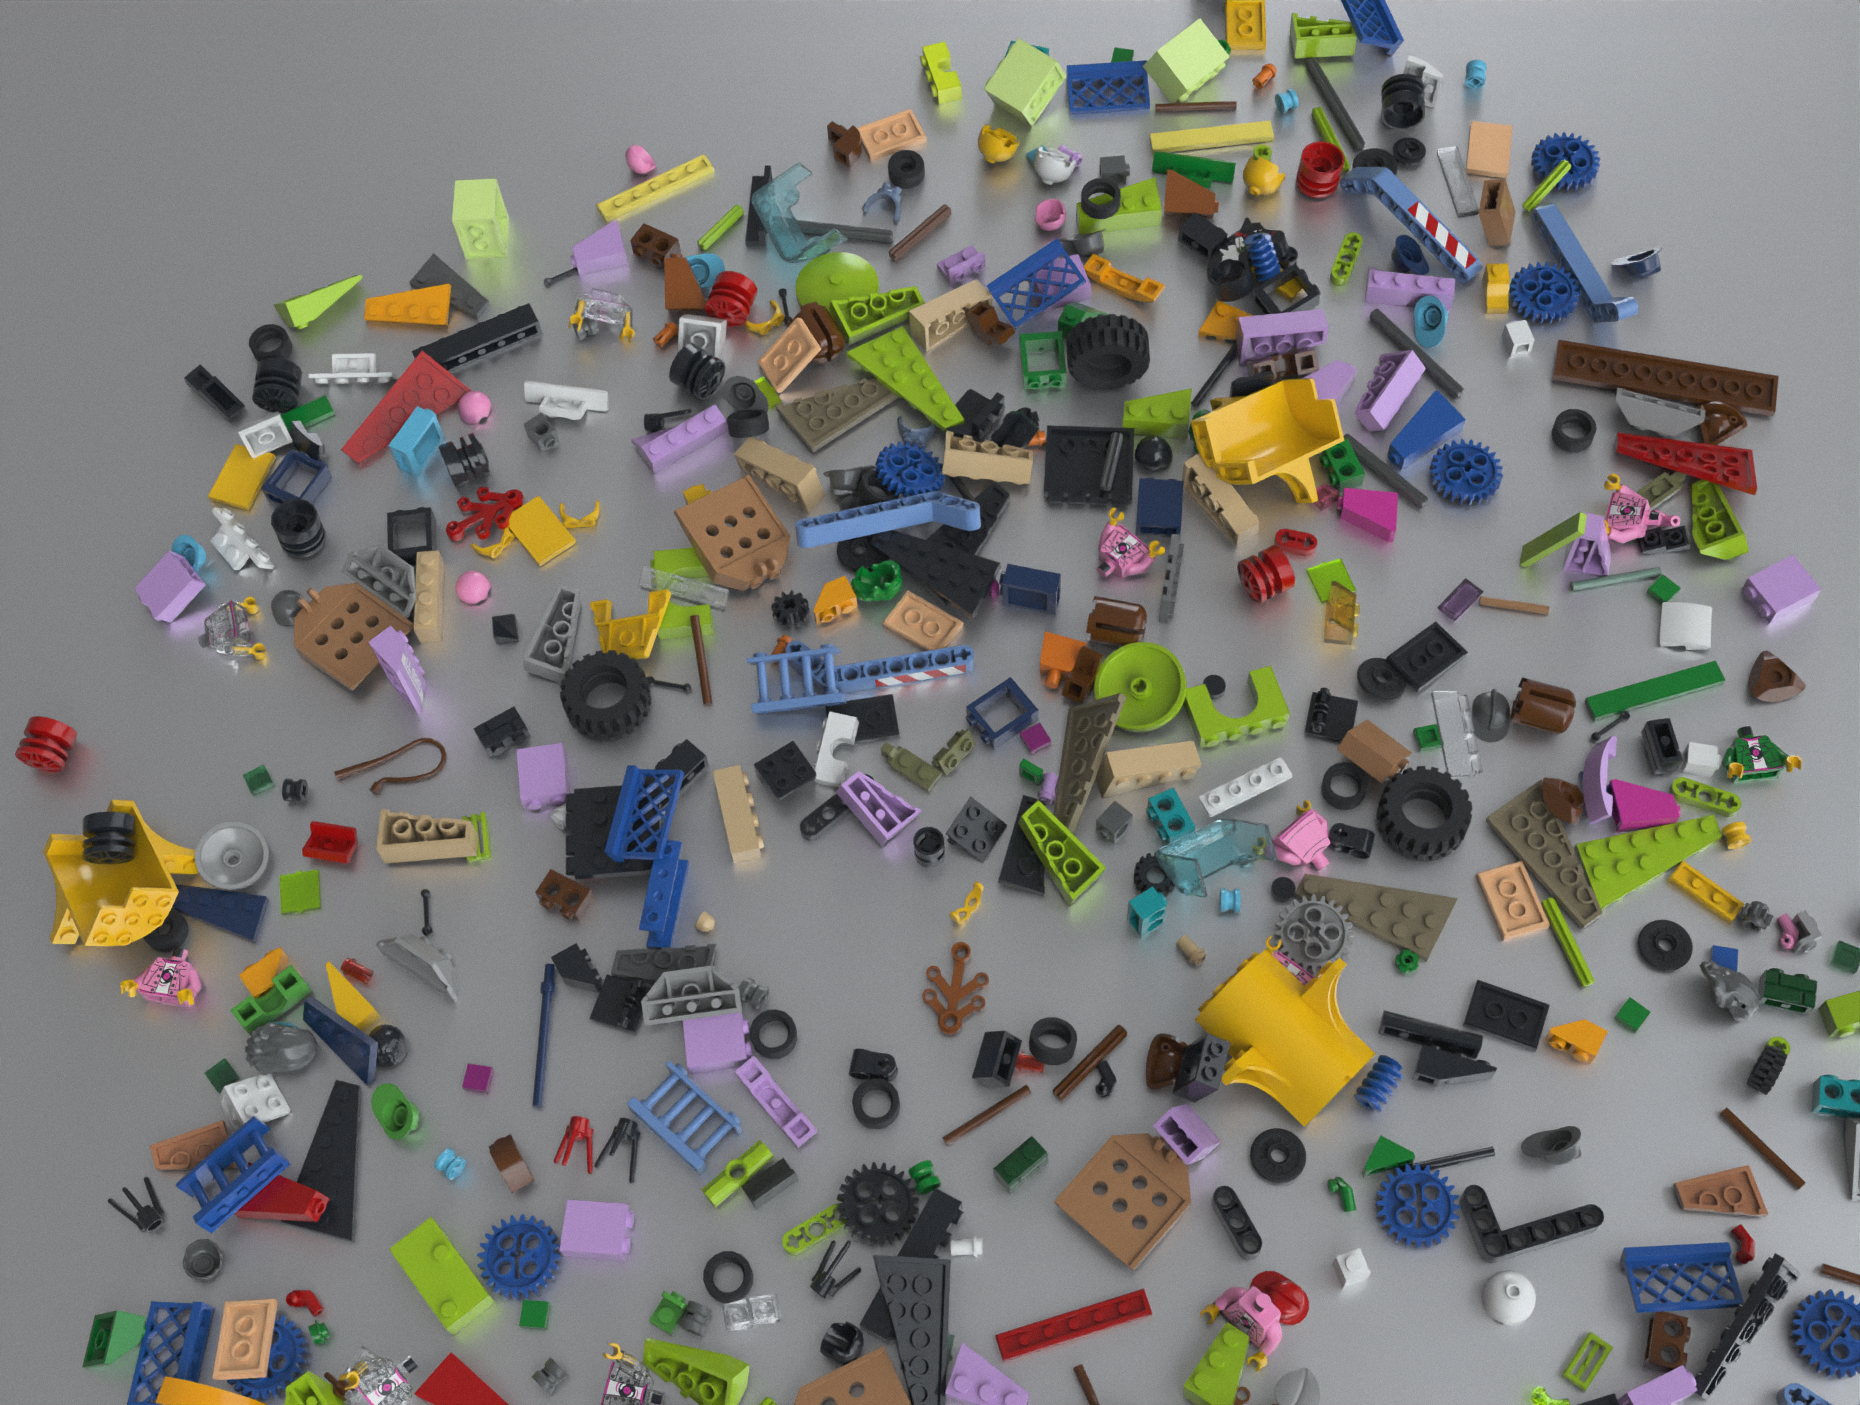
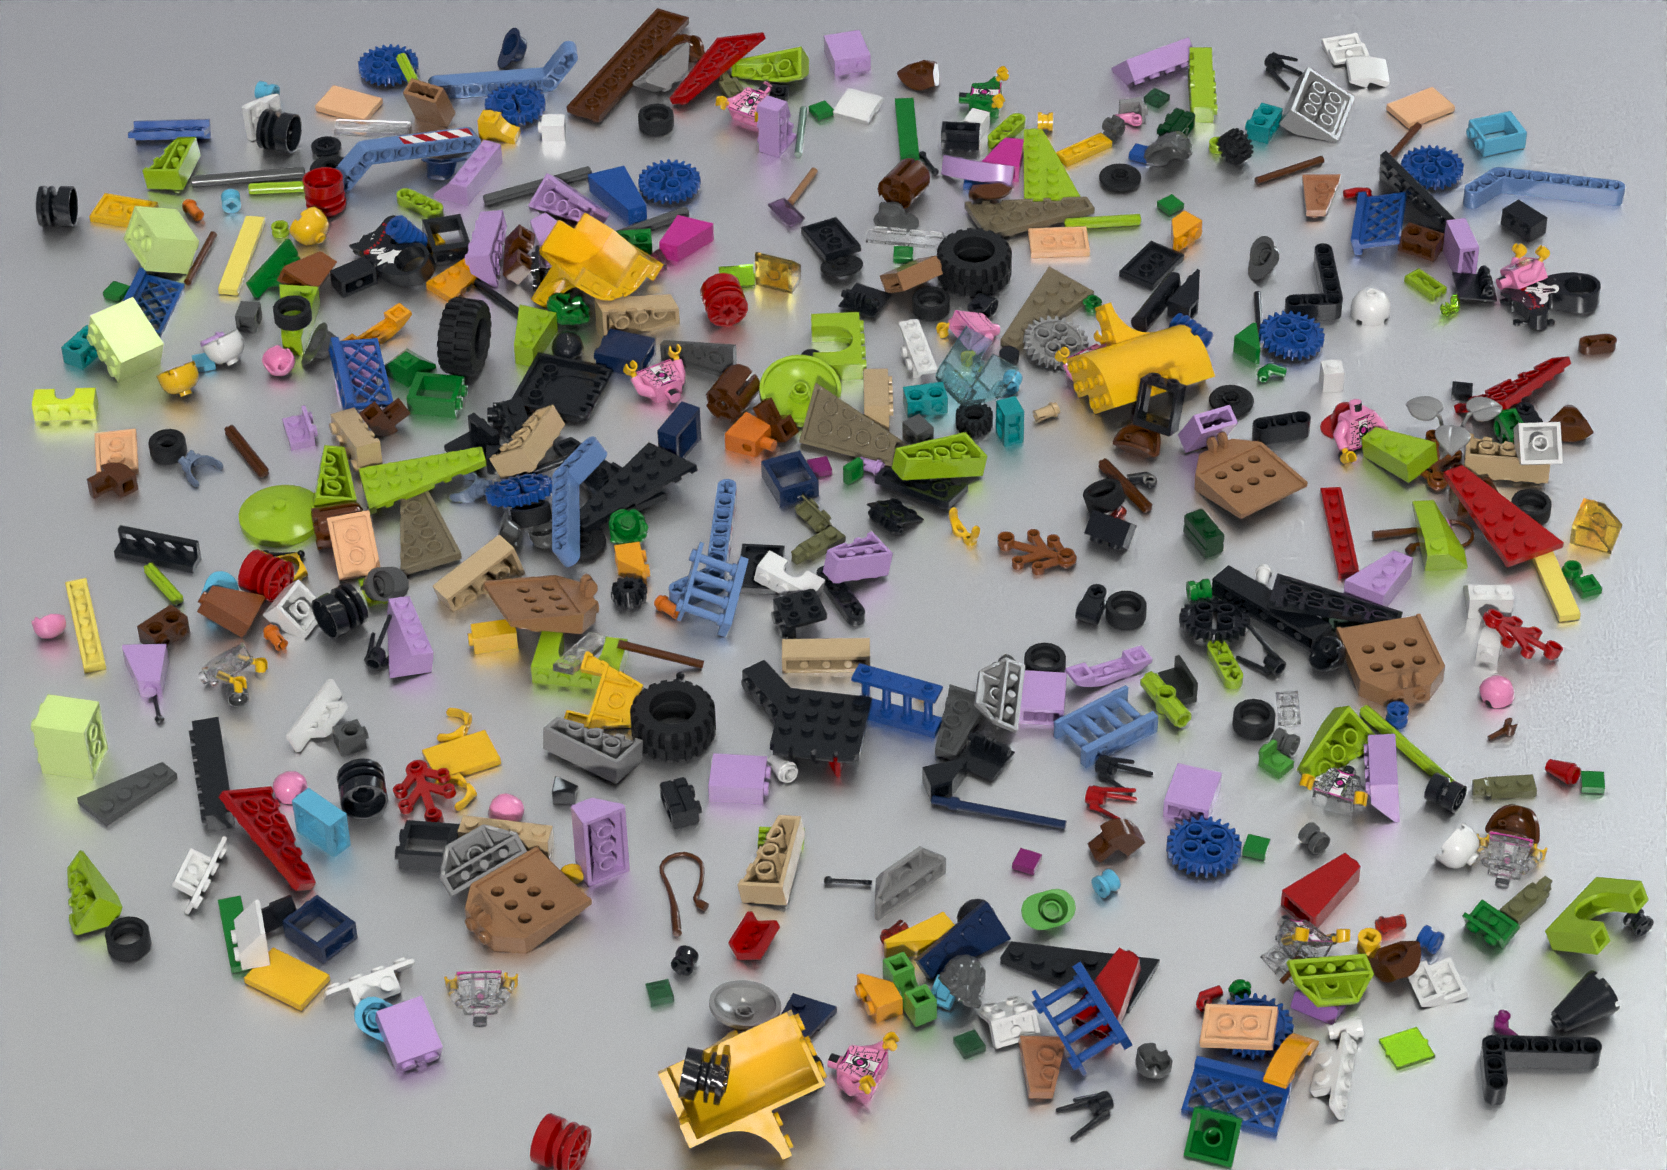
camera: 80 degrees left, 20 degrees down
(213, 392) = (167, 990): black slope -> none
(277, 385) = (194, 925): black wheel -> none
(285, 606) = (467, 952): dark grey hair -> none
(298, 528) = (383, 923): black wheel -> none
(300, 892) = (794, 973): clear neon green piece -> none
(416, 306) = (141, 818): light orange wing -> none
(442, 1275) = (1209, 896): lime brick -> none
(567, 892) = (867, 778): reddish brown brick -> none
(628, 813) = (812, 696): blue fence -> none
(747, 423) = (417, 584): black tyre -> none
(773, 207) = (226, 525): clear light blue windscreen -> none
(850, 231) = (213, 503): dark grey axle -> none
(922, 623) = (678, 516): light nougat tile -> none
(929, 847) = (904, 539): black wheel -> none
(986, 1115) = (1153, 552): reddish brown bar -> none
(1111, 461) = (569, 367): dark grey axle -> none
(1296, 542) = (688, 285): red beam -> none
(1430, 321) = (514, 166): medium azure piece -> none
(1553, 539) = (766, 136): lime tile -> none

